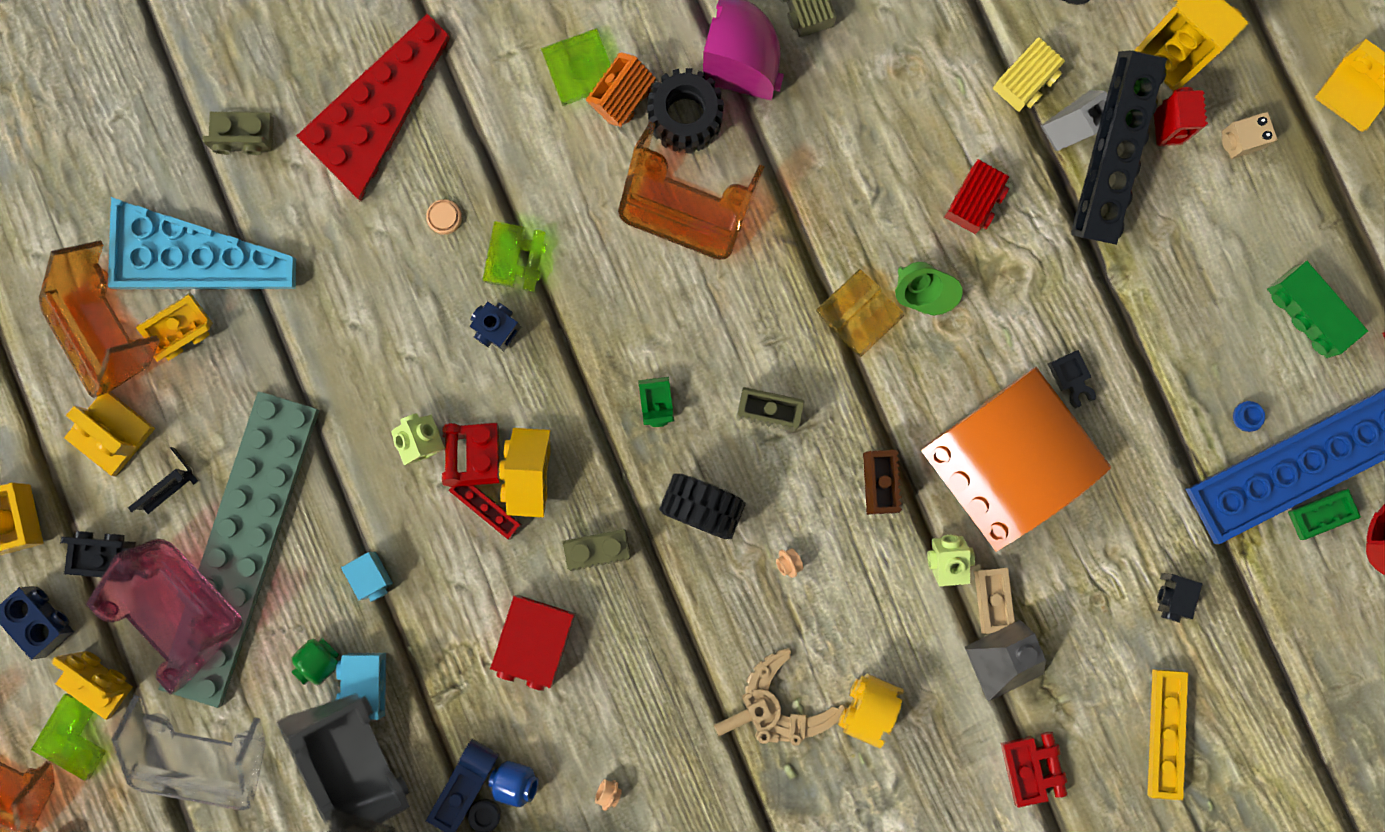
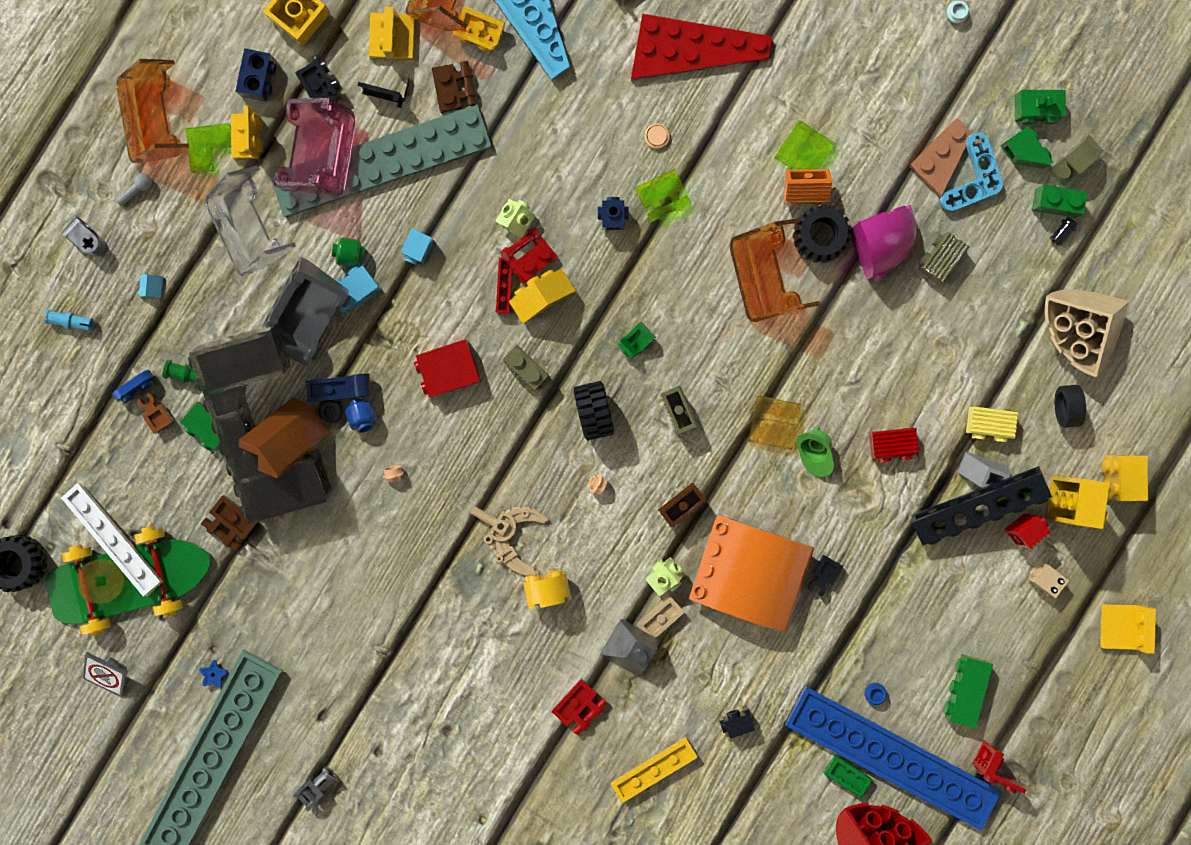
camera: 65 degrees right, 5 degrees up
(214, 412) = (447, 89): none -> reddish brown plate

